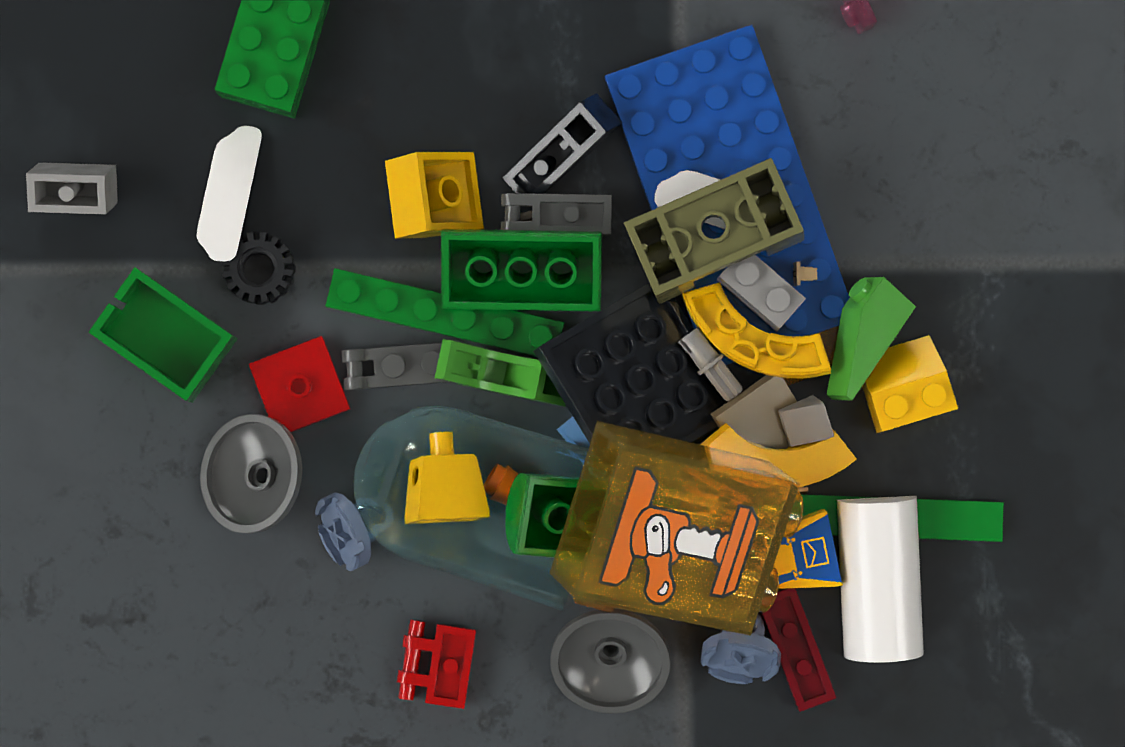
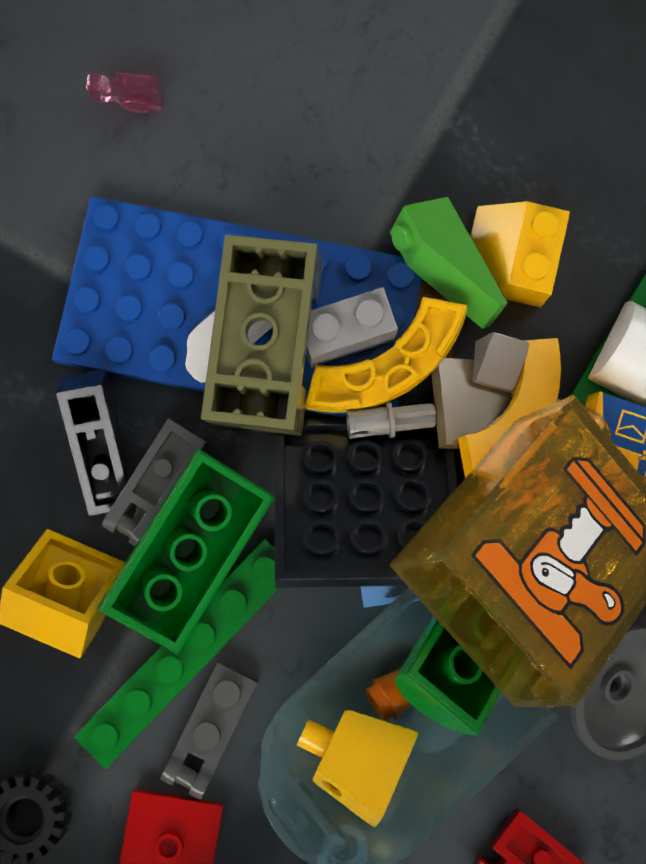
camera: 60 degrees left, 5 degrees down
(496, 372) = (272, 638): bright green arch -> none
(803, 274) = (354, 282): tan piece -> none

